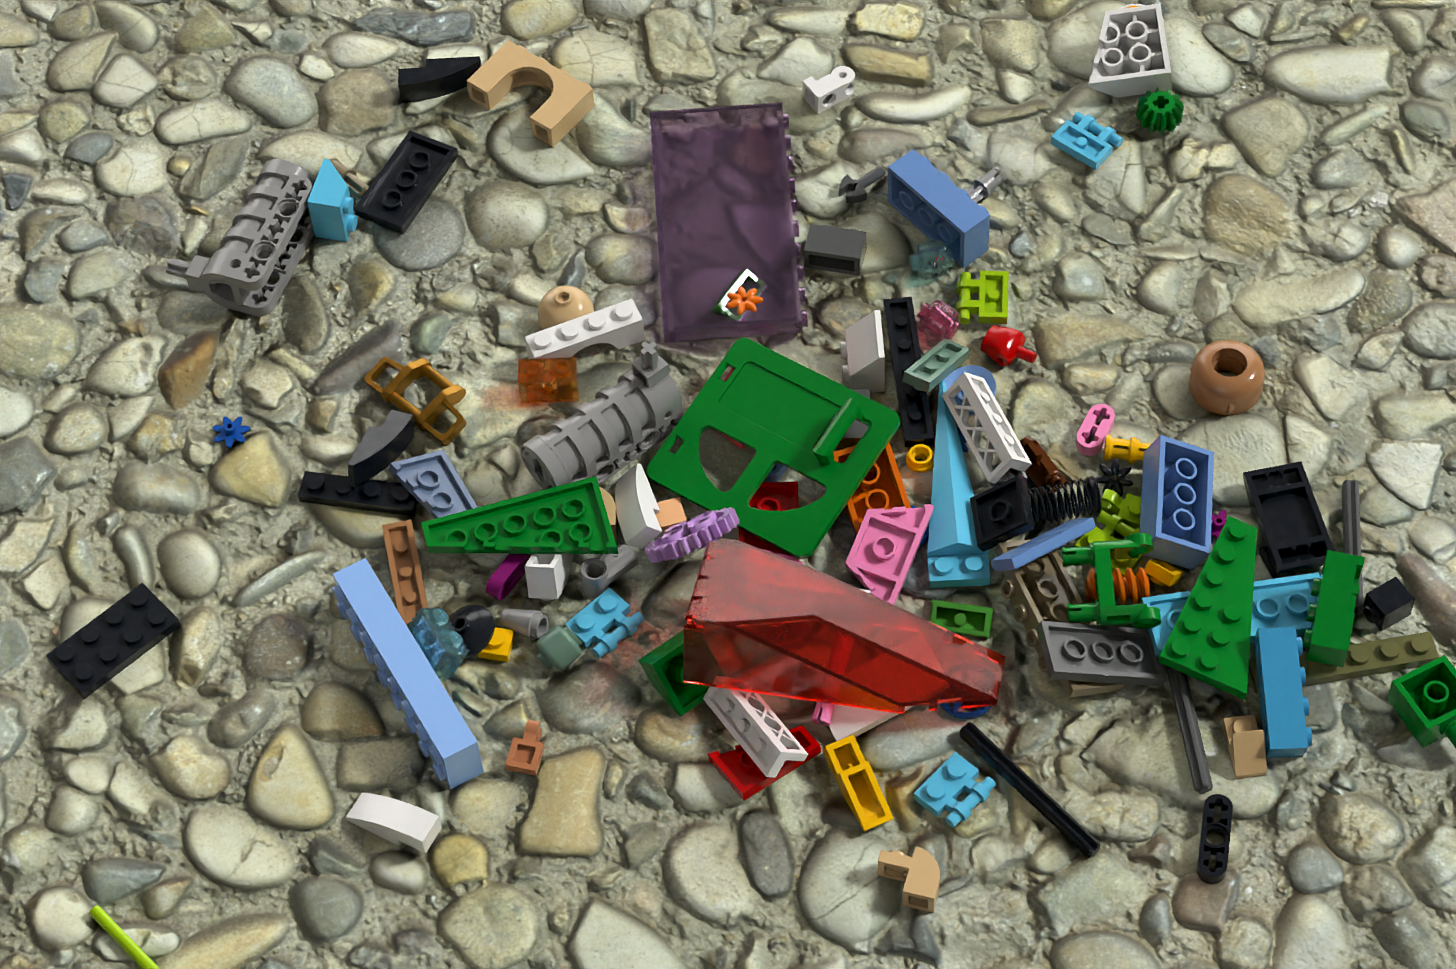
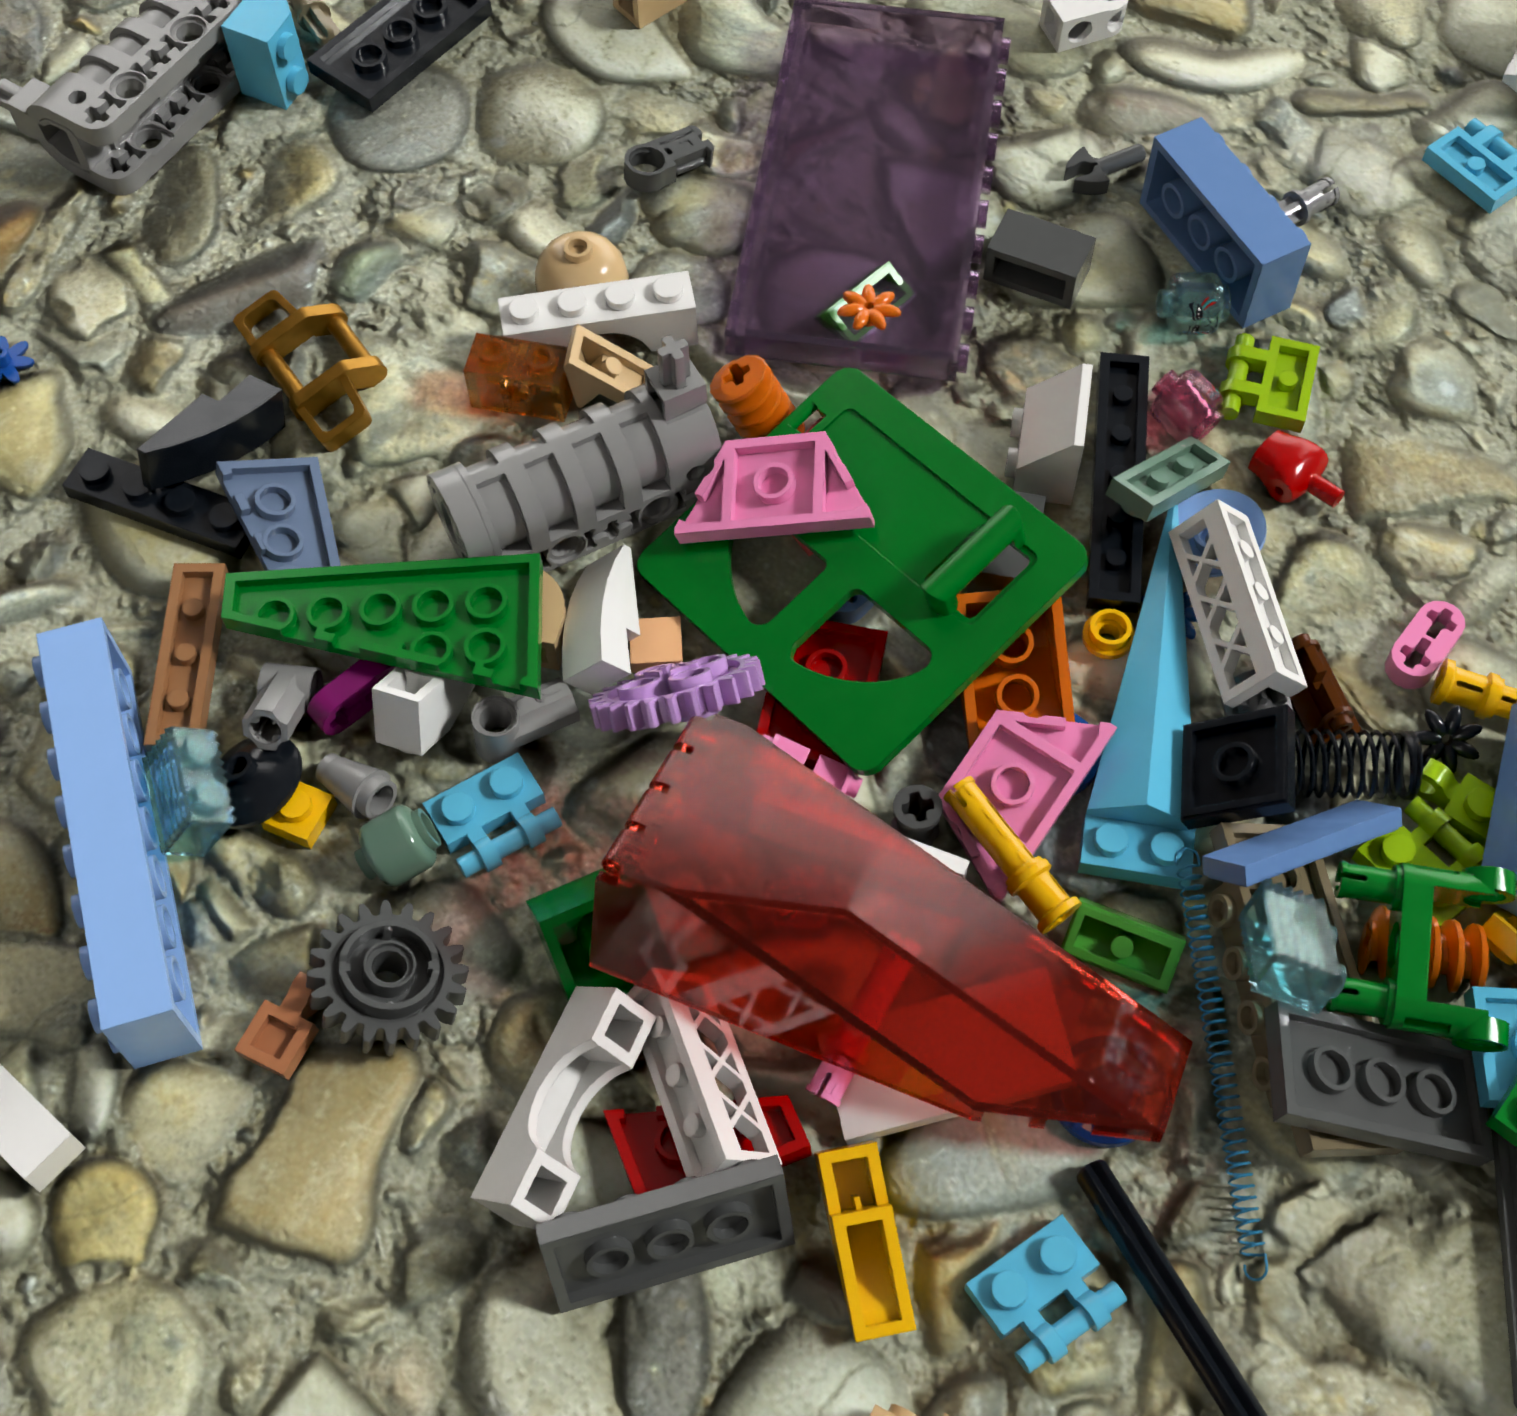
camera: 10 degrees right, 5 degrees up
(470, 587) = (280, 703): none -> light grey piece
(575, 712) = (379, 1009): none -> dark grey gear
(598, 227) = (671, 155): none -> dark grey piece
(598, 365) = (600, 367): none -> tan slope
(690, 367) = (751, 396): none -> orange piece
(693, 721) = (532, 1165): none -> white arch
(717, 415) = (775, 490): none -> bright pink wing
(758, 798) = (666, 1233): none -> dark grey plate
(837, 568) = (918, 802): none -> dark grey bush
(901, 591) = (1026, 874): none -> yellow pin
(1038, 711) = (1214, 1054): none -> dark azure piece
(1043, 594) = (1291, 947): none -> clear light blue brick

